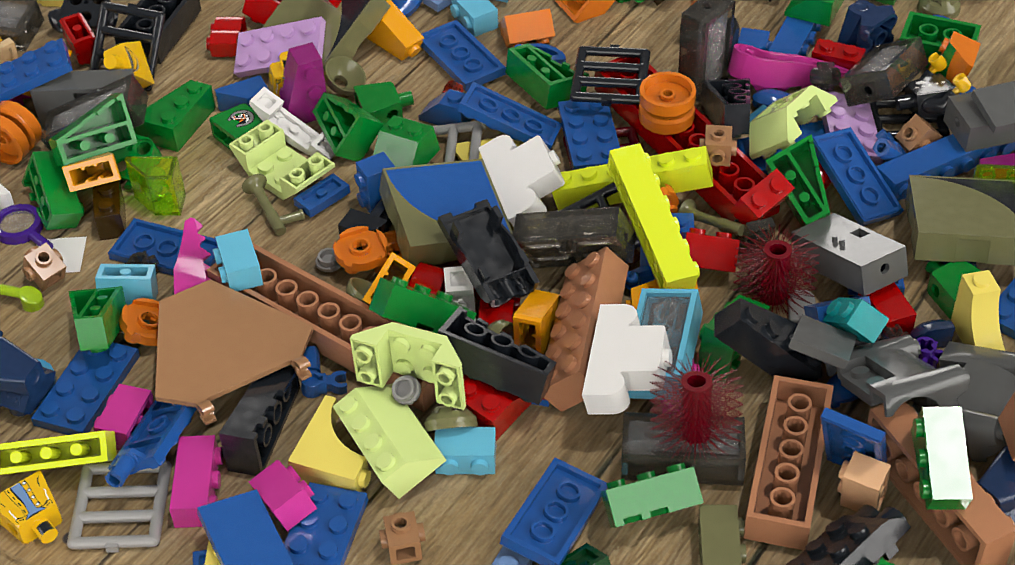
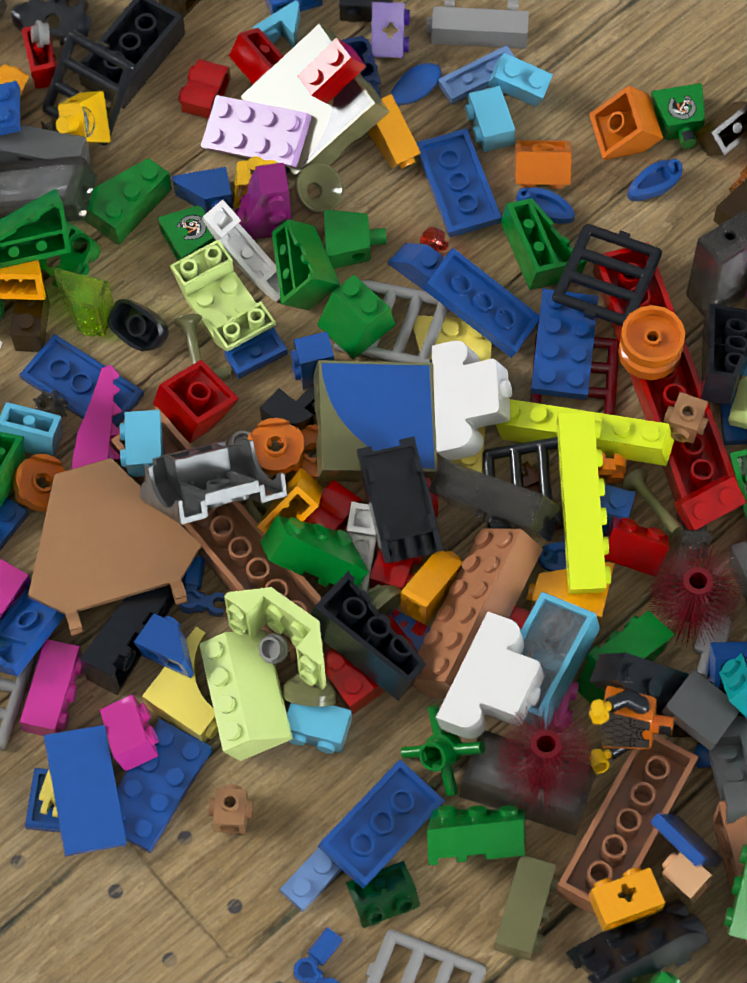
camera: 15 degrees right, 20 degrees up
(76, 14) = (40, 34): none -> light grey plate
(209, 193) = (137, 325): none -> black piece
(279, 231) = (194, 400): none -> red slope
(299, 411) = (165, 644): none -> blue slope
(305, 267) = (207, 477): none -> dark grey piece
(602, 434) = (442, 751): none -> green bar
(622, 24) = (655, 180): none -> blue arm
(761, 363) = (626, 723): none -> torso
(818, 506) = (615, 912): none -> light orange brick

